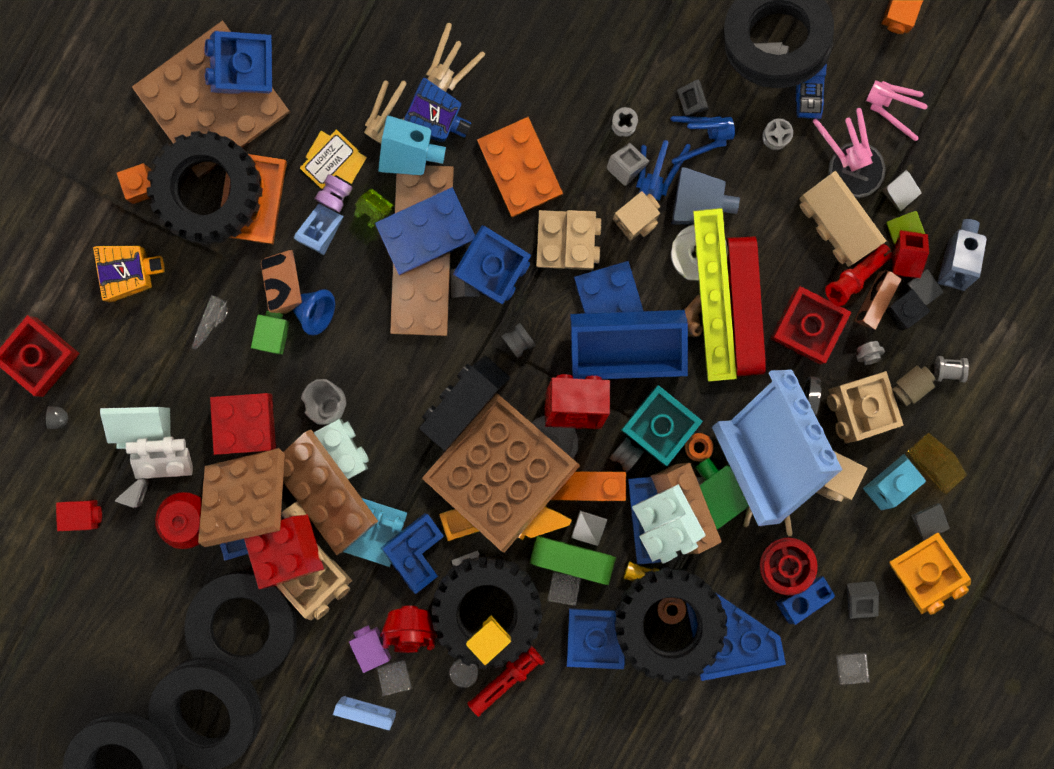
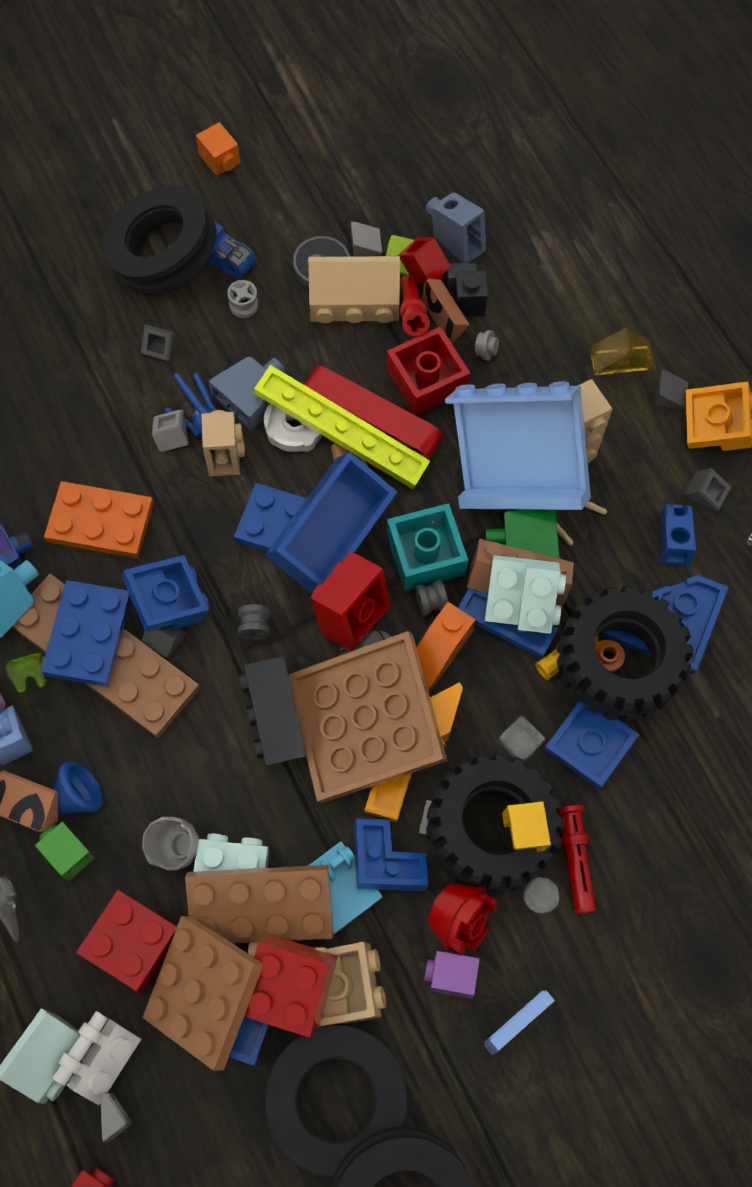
camera: 60 degrees left, 20 degrees down
(179, 520) = (179, 1085): red cone -> none
(394, 677) = (500, 971): clear plate -> none
(568, 239) = (197, 520): tan plate -> none
(572, 560) = (498, 712): bright green beam -> none
(589, 528) = (477, 678): light grey slope -> none
(624, 113) = (132, 406): light grey bush -> none
(708, 447) = (474, 527): orange plate -> none
(718, 129) = (200, 339): blue plant -> none
(788, 566) = (636, 521): red cone -> none
(858, 155) = (308, 247): bright pink plant -> none
(864, 407) = (532, 366): tan plate -> none
(883, 93) = (275, 204): bright pink plant -> none
(894, 483) = (618, 384): medium azure torso -> none
(914, 385) = (540, 329): dark tan brick -> none
(951, 369) = (546, 295): light grey bush -> none

